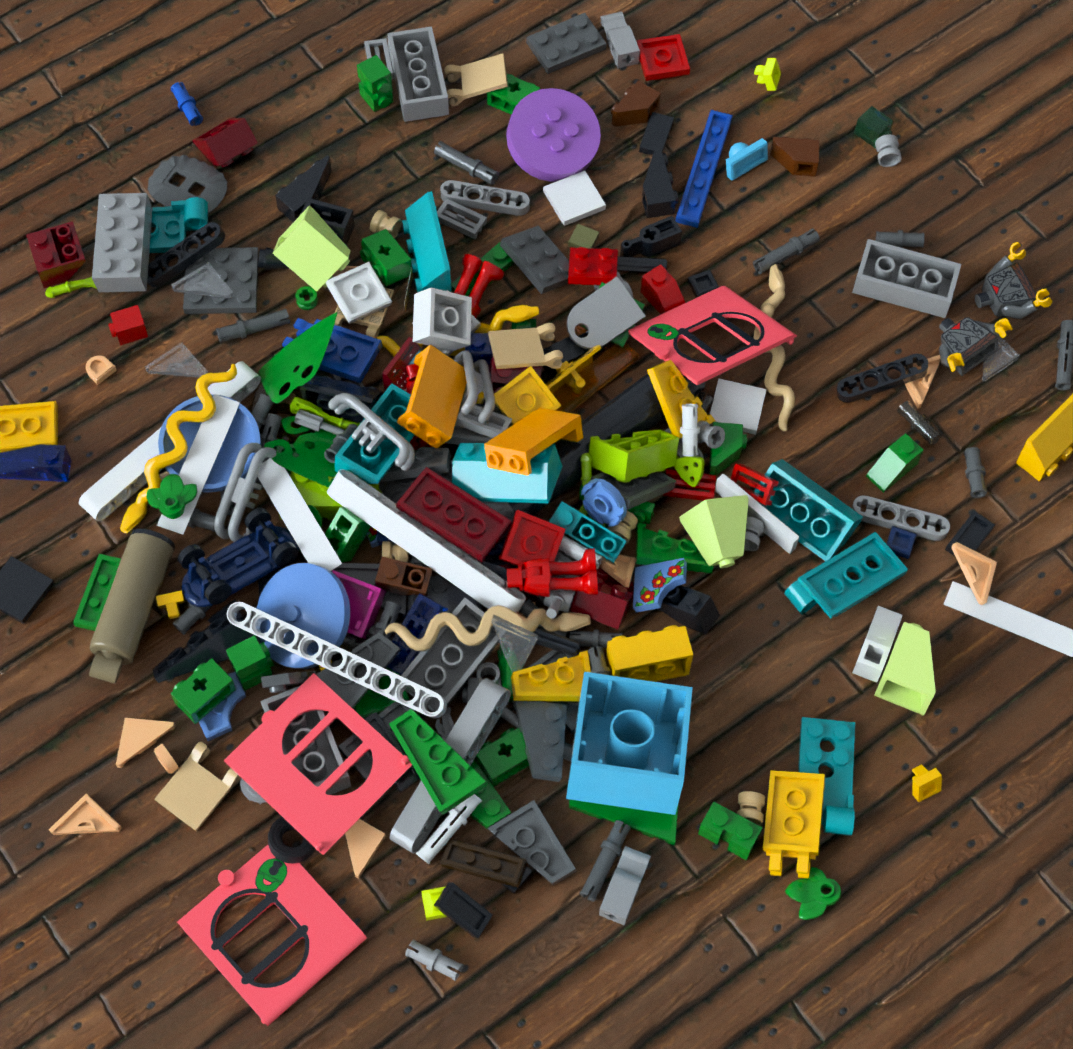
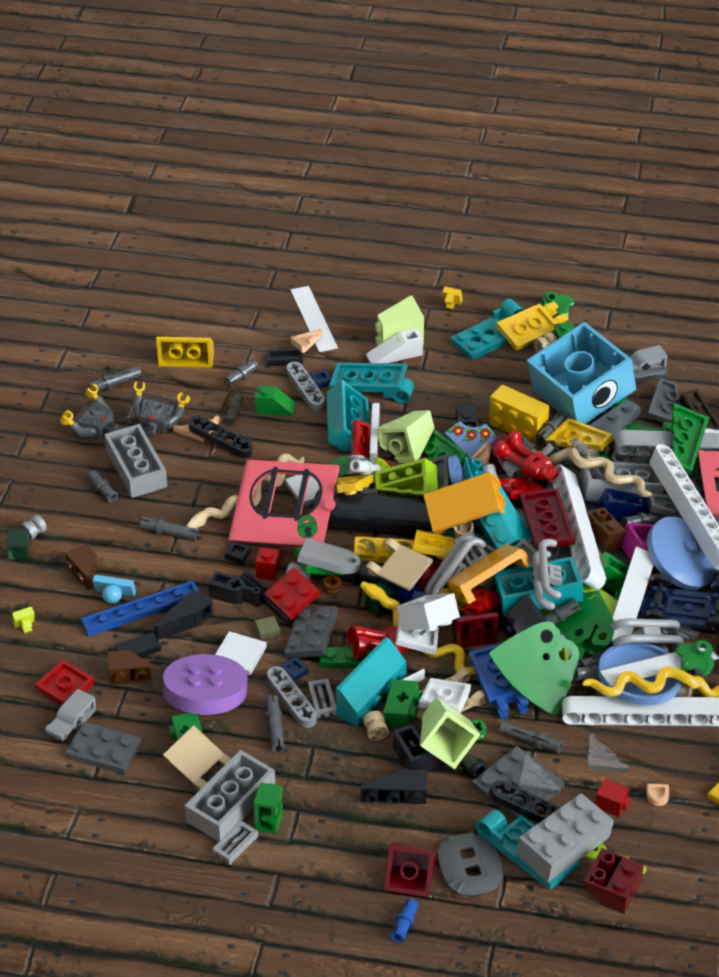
camera: 130 degrees left, 20 degrees down
(514, 222) = (295, 668): none -> dark blue tile

